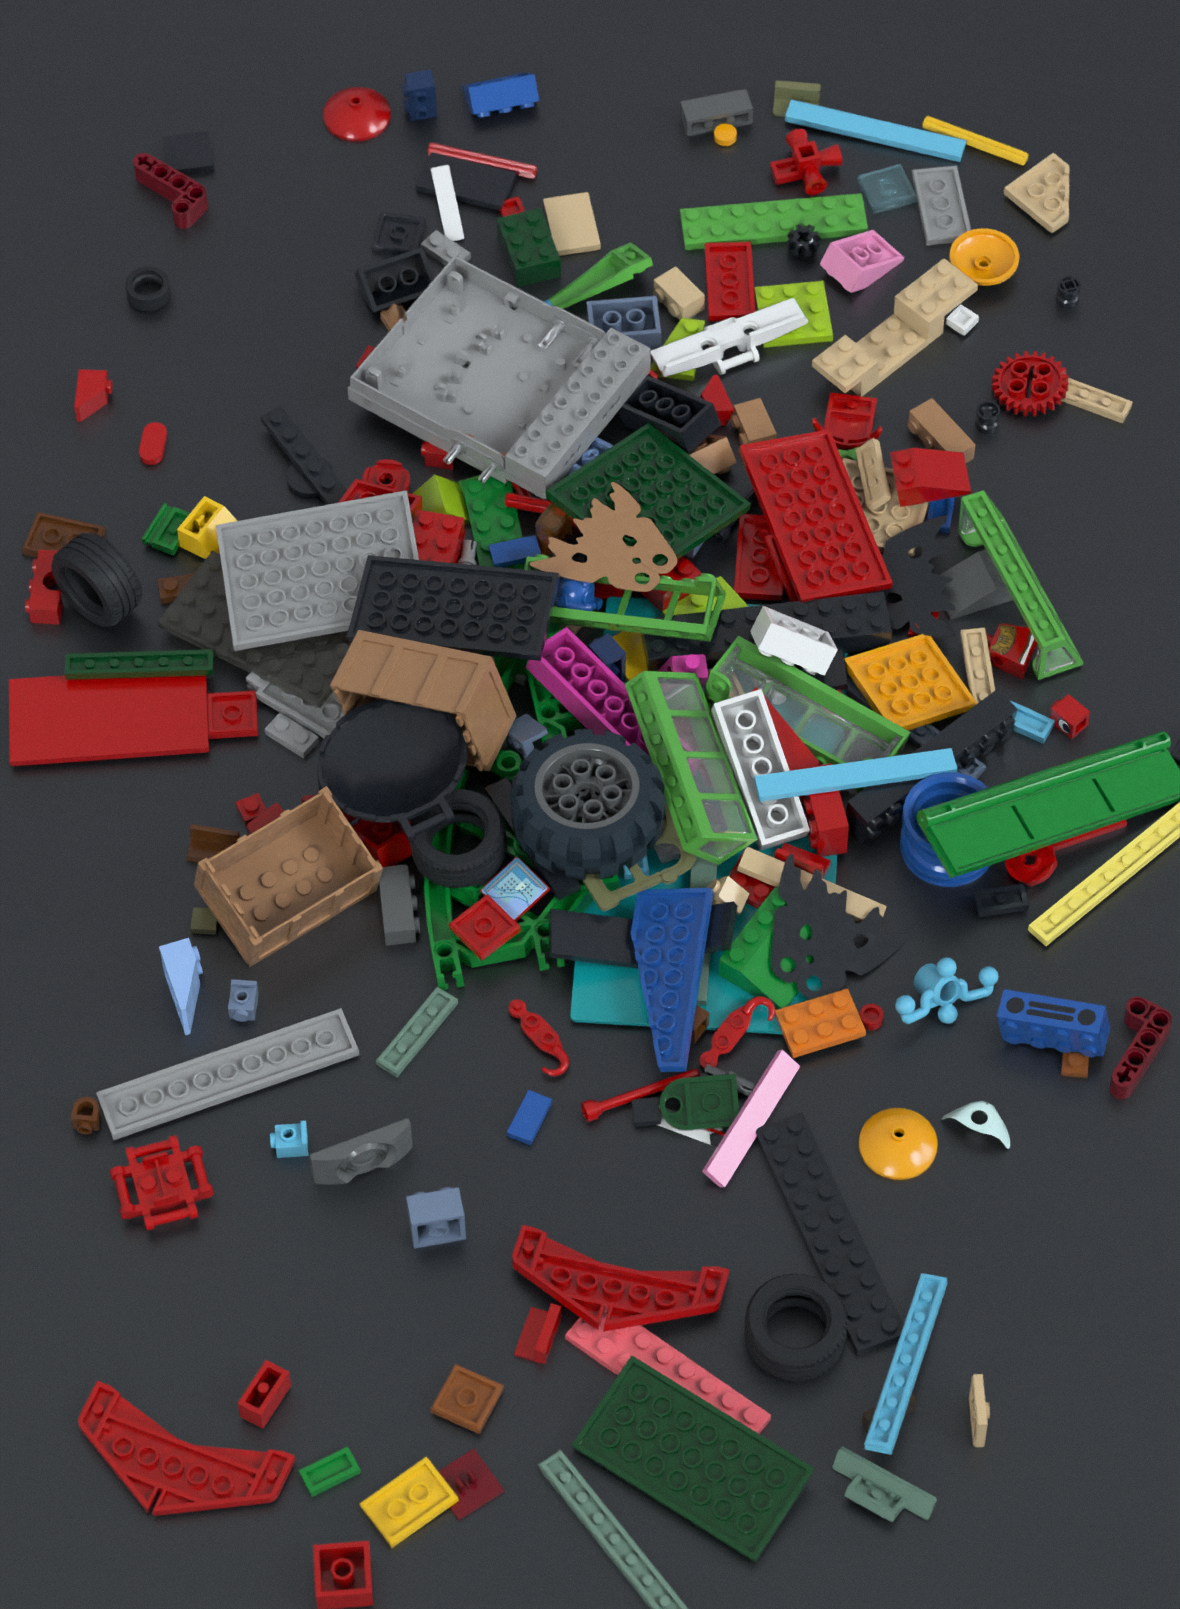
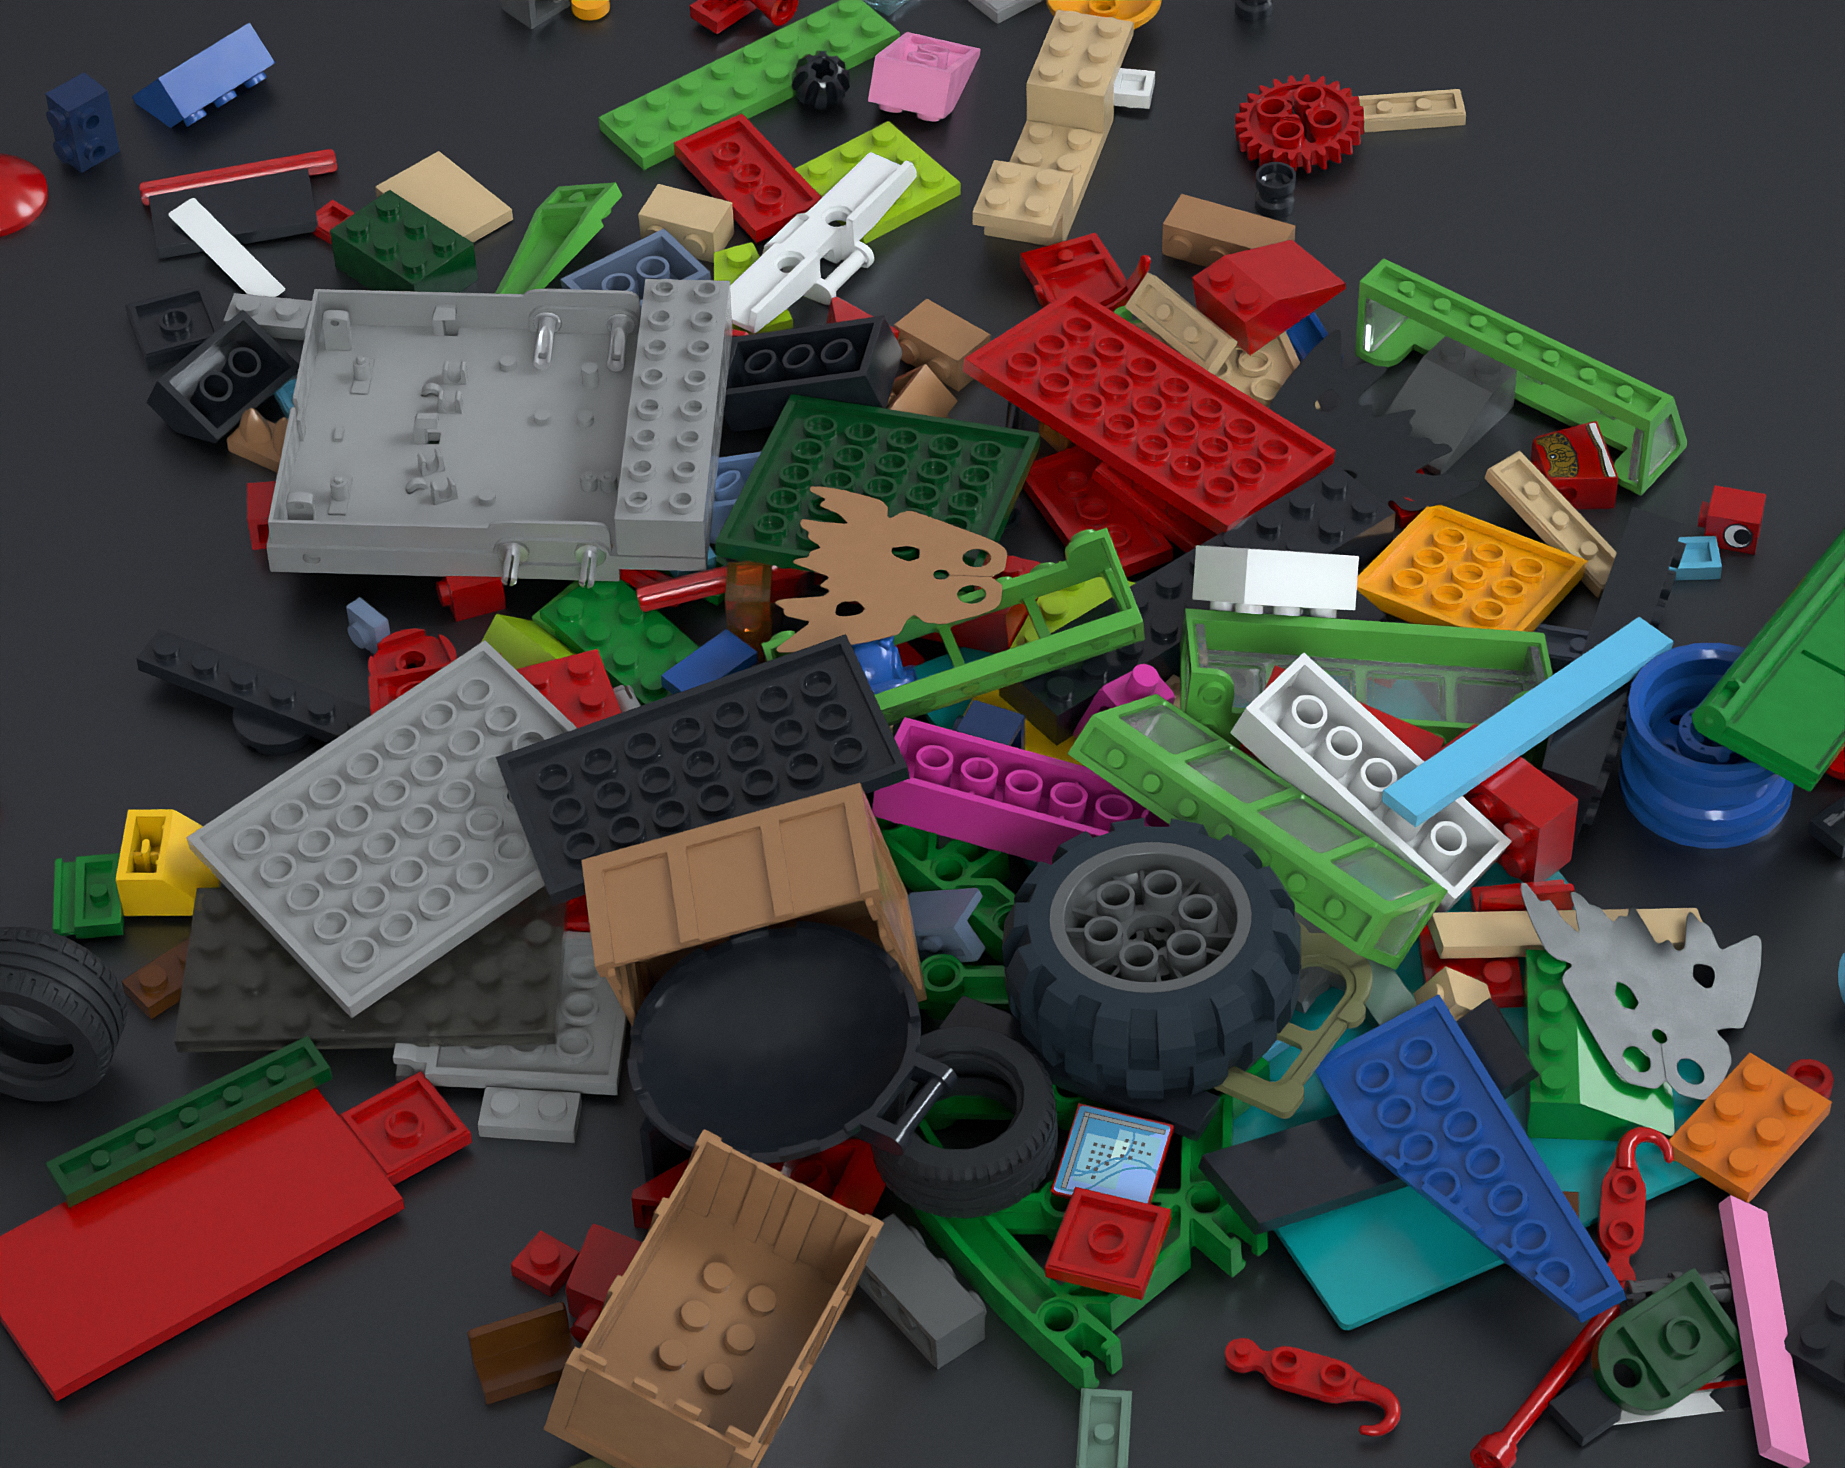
camera: 30 degrees left, 10 degrees down
(377, 449) = (366, 625): none -> sand blue plate

